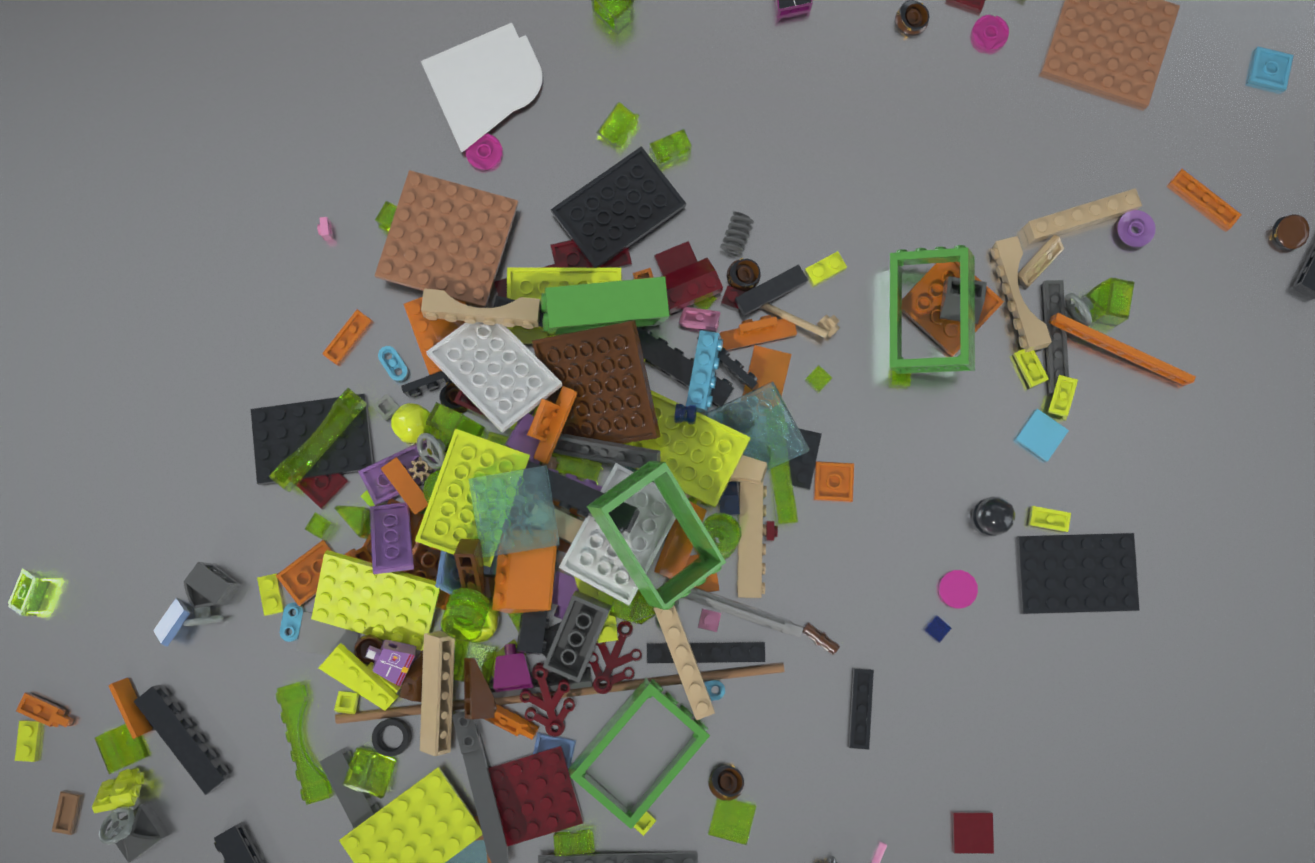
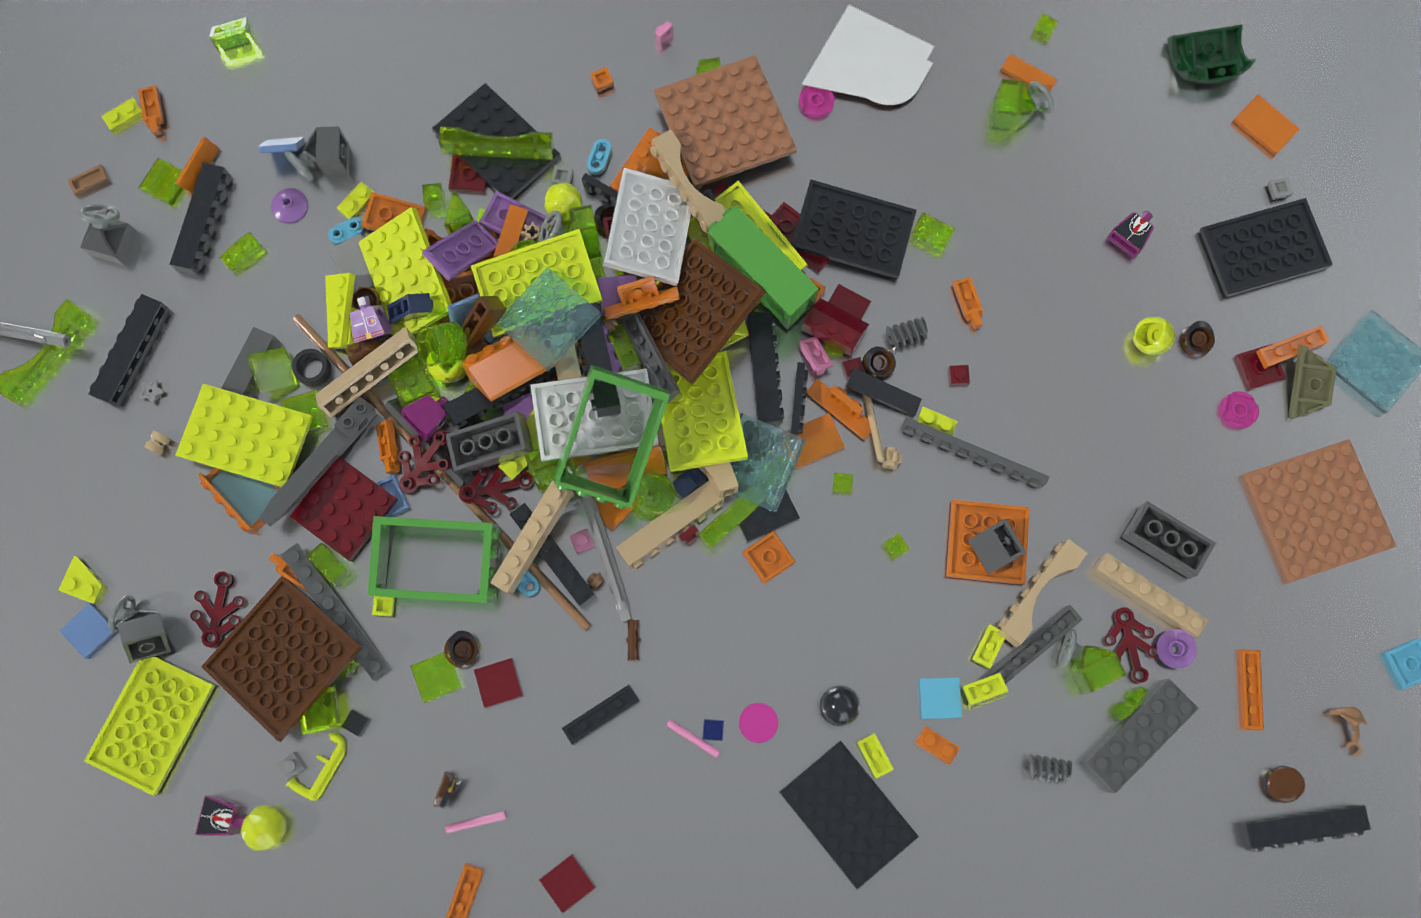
camera: 55 degrees right, 5 degrees down
(120, 791) = (129, 202): neon yellow plate -> none
(238, 654) = (292, 212): none -> medium lavender dish
(240, 725) = (242, 249): none -> clear neon green slope
(313, 780) = (285, 277): clear neon green arch -> none
(326, 310) = (602, 79): none -> orange plate
(346, 702) = (313, 315): neon yellow plate -> none
(347, 337) = (593, 110): orange tile -> none
(411, 618) = (410, 307): none -> dark blue slope
(422, 764) = (307, 404): none -> clear neon green plate
(477, 695) = (387, 403): reddish brown slope -> none
(618, 125) = (919, 179): clear neon green bracket -> none
(680, 413) = (726, 392): clear blue wheel -> none
(703, 371) = (773, 384): medium azure brick -> none
(748, 165) = (969, 301): none -> orange hinge
(750, 633) = (594, 580): none -> medium nougat plate
(774, 772) = (498, 683): none -> dark red tile
(801, 220) = (959, 375): none -> dark red plate
(866, 262) = (979, 454): none -> dark grey plate
(887, 48) = (1154, 336): none -> neon yellow piece
(932, 649) = (693, 738): none -> bright pink bar
(966, 359) = (985, 551): bright green door -> none
(1040, 261) = (1083, 589): tan tile -> none
(1052, 167) = (1169, 540): none -> dark grey brick
(1075, 465) = (937, 745): none -> orange plate
(1104, 258) = (1131, 641): none -> dark red plant
(1121, 349) = (1064, 711): orange tile -> none
(1152, 305) = (1125, 708): none -> clear neon green slope
(1155, 394) = (1049, 768): none -> dark grey piece
(1180, 308) = (1139, 736): none -> dark grey brick
(1283, 141) = (1355, 718): none -> medium nougat piece

